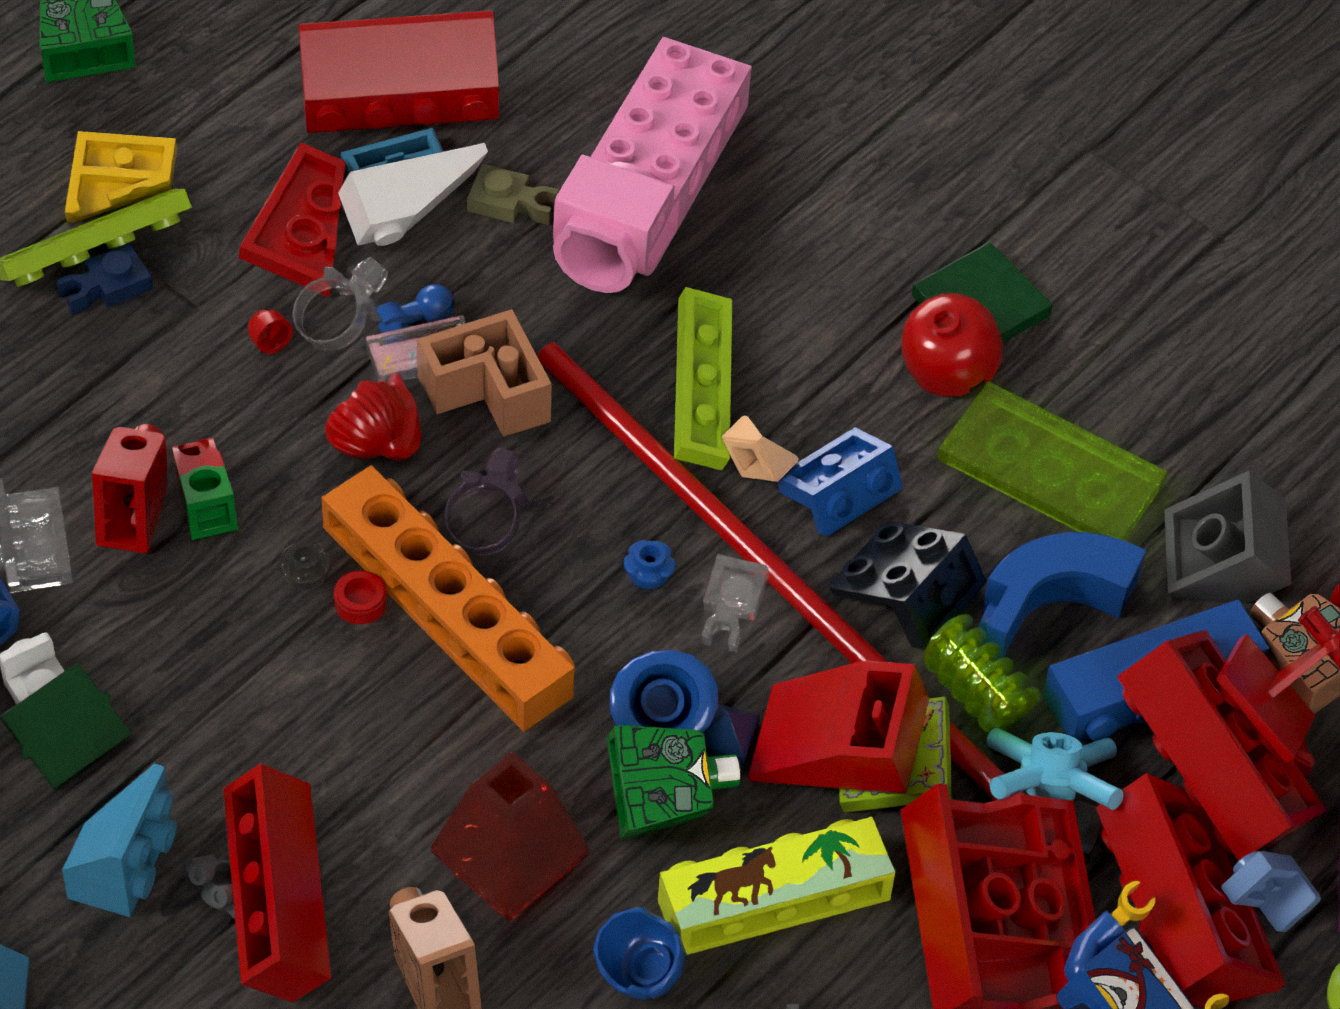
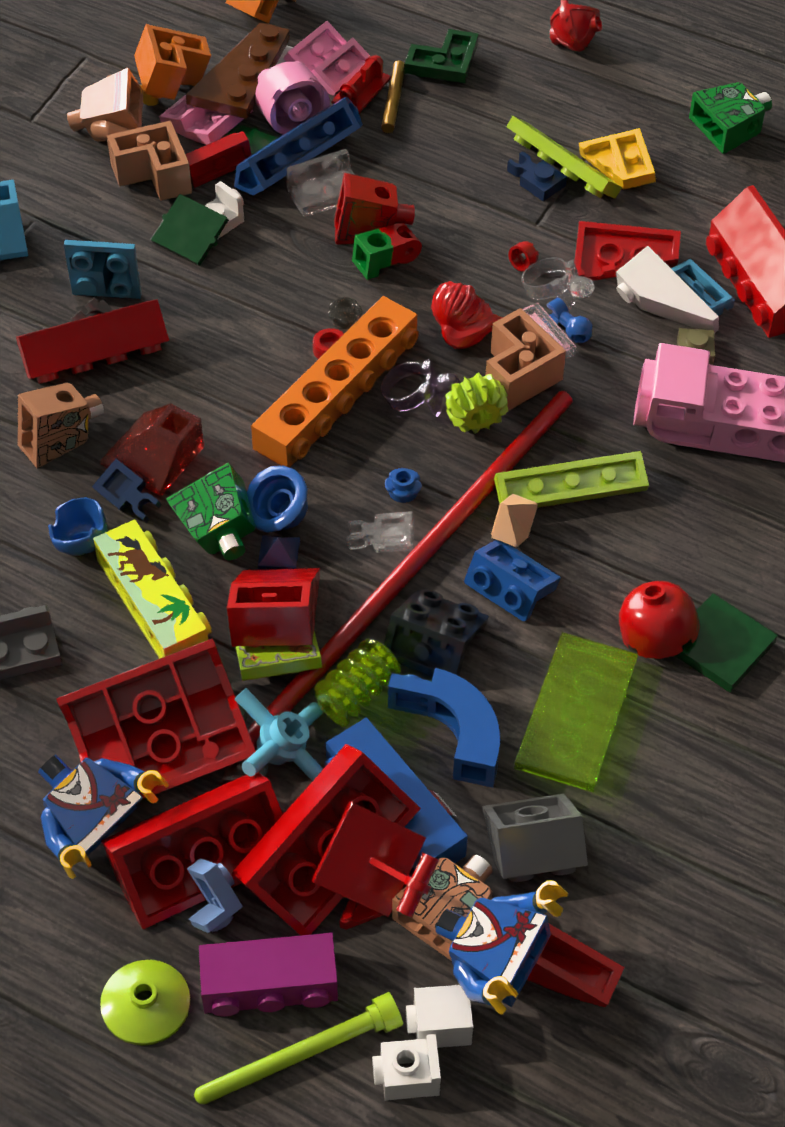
camera: 80 degrees right, 0 degrees up
(553, 438) = (476, 403): none -> lime gear
(575, 893) = (124, 488): none -> dark blue plate

